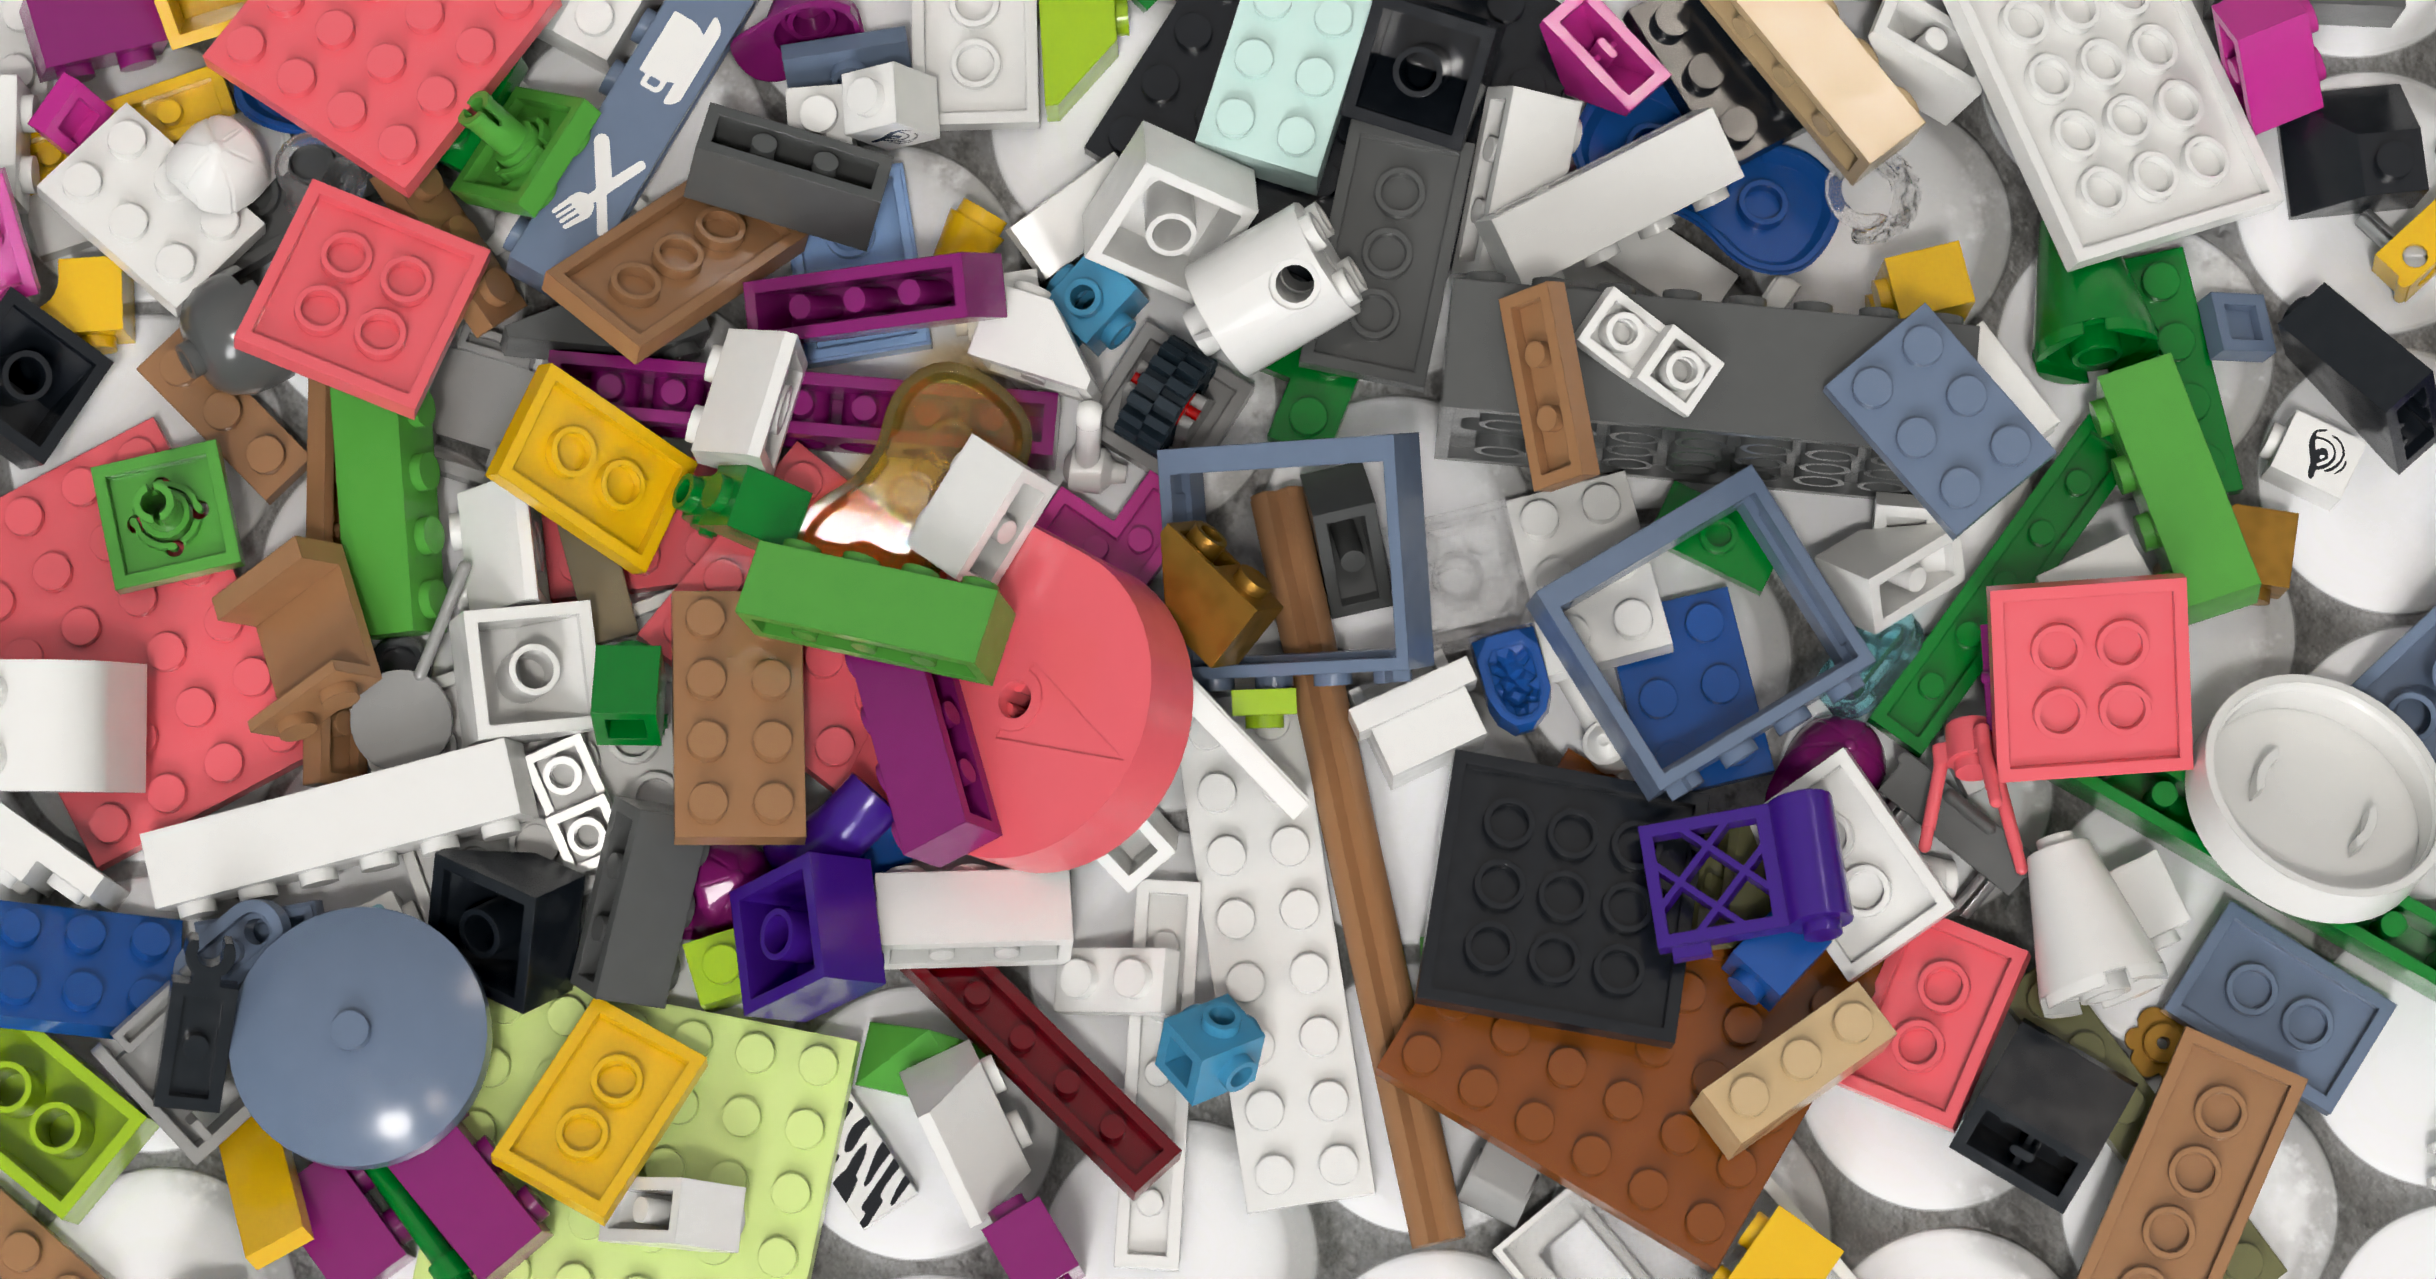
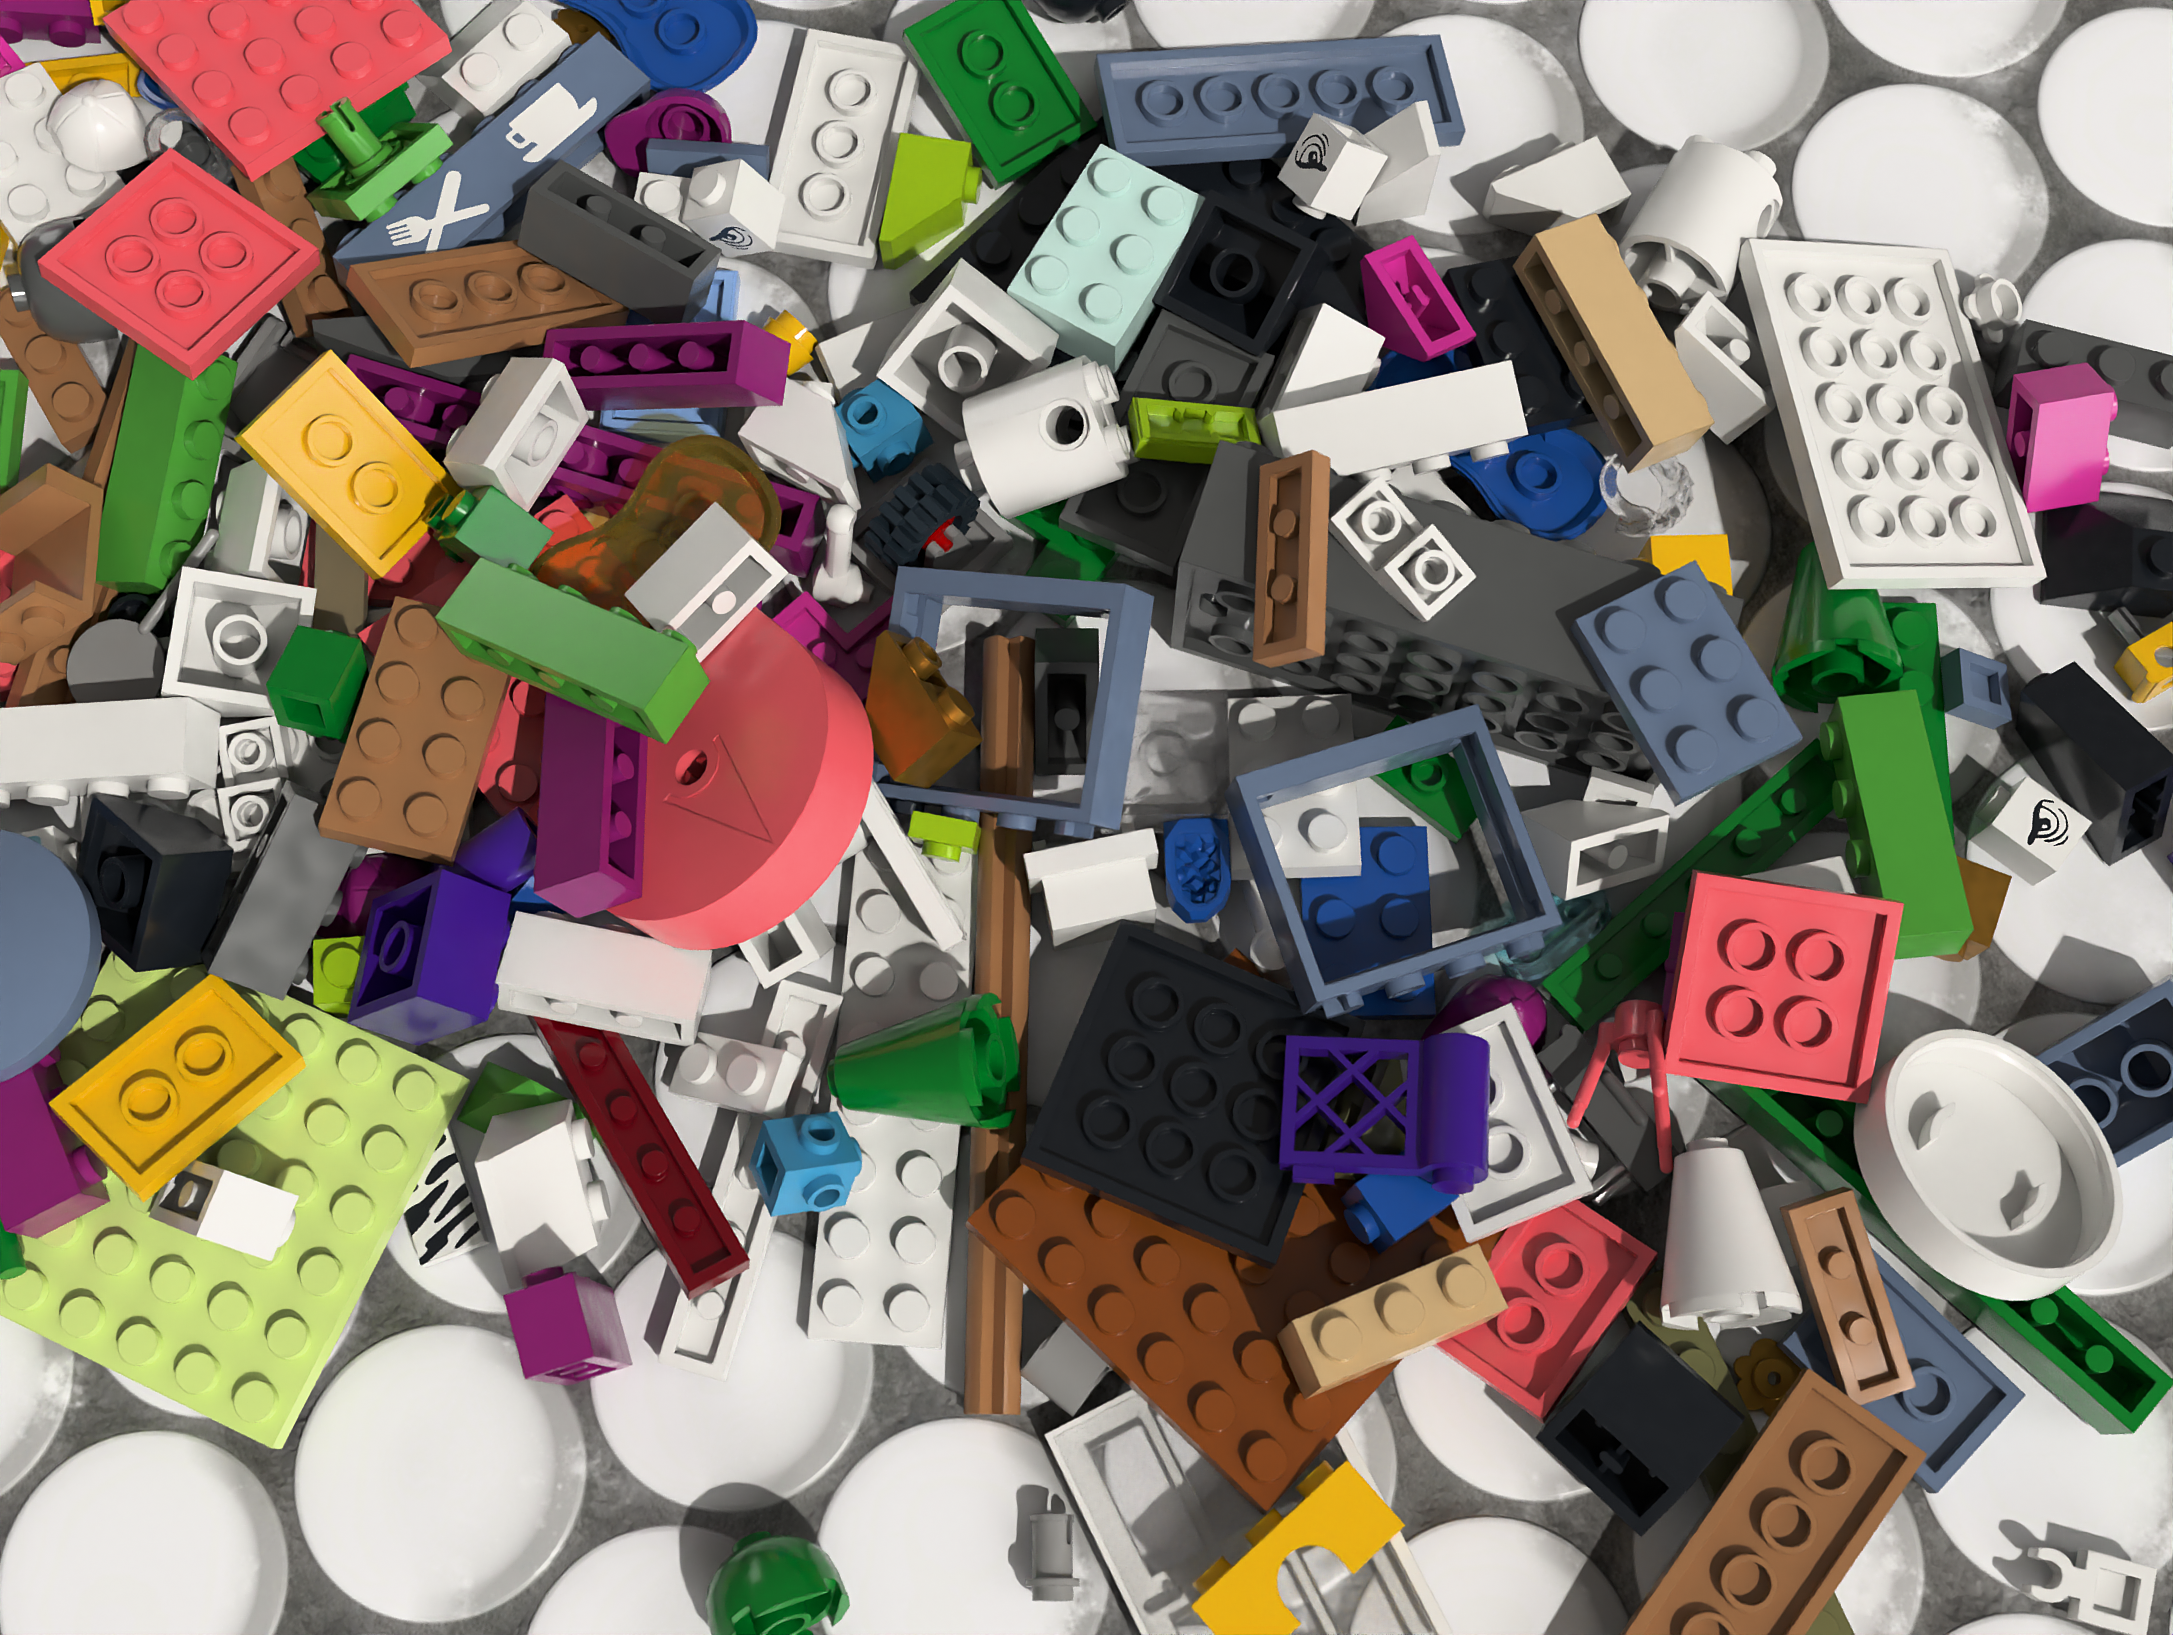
camera: 10 degrees right, 5 degrees down
(1310, 932) = (934, 1067): none -> green cone
(1416, 249) = (1187, 429): none -> lime plate
(2211, 951) = (1847, 1296): none -> medium nougat plate

